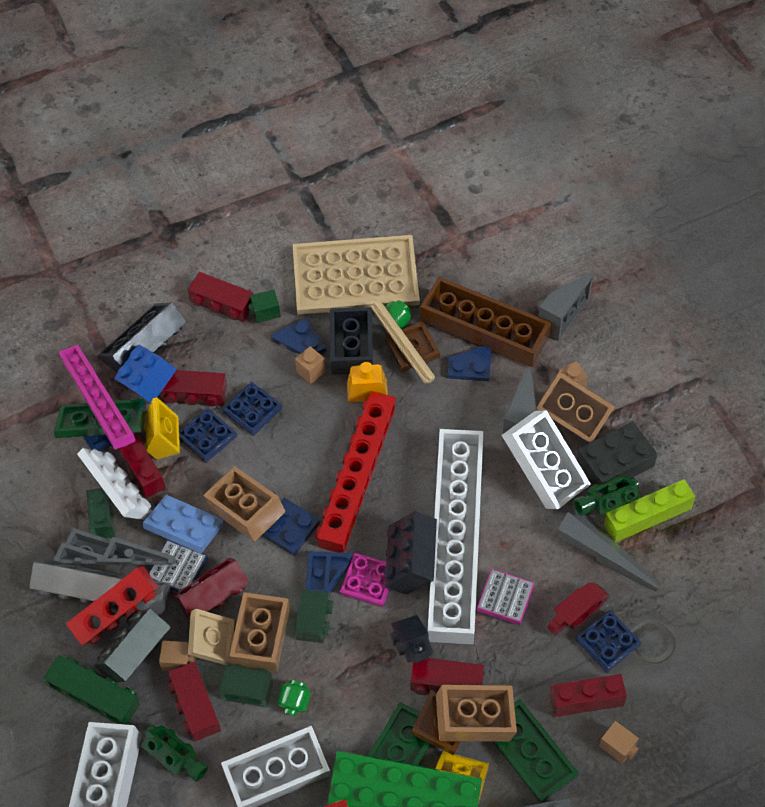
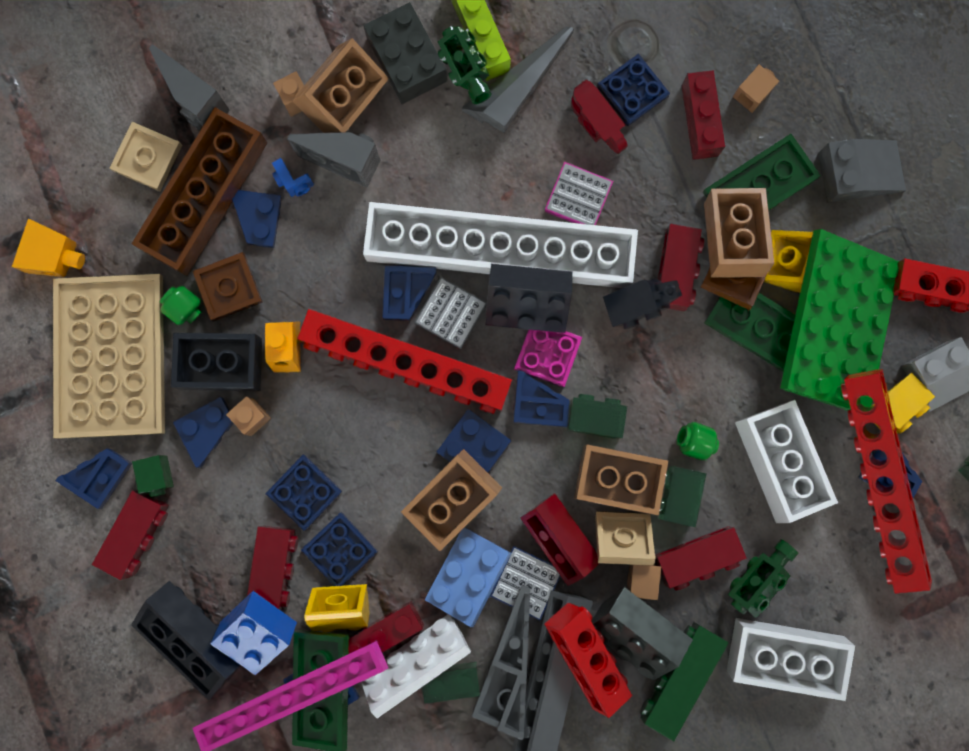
camera: 90 degrees left, 25 degrees up
(263, 273) = (96, 478): none -> dark blue wing
(397, 500) = (450, 313): none -> light grey tile
(402, 342) = (225, 297): tan axle -> none
(415, 468) = (404, 290): none -> dark blue wing
(433, 229) = (46, 252): none -> light orange torso
(502, 380) = (283, 178): none -> blue bracket
(512, 286) = (146, 156): none -> tan plate
(546, 459) = (415, 128): white brick -> none

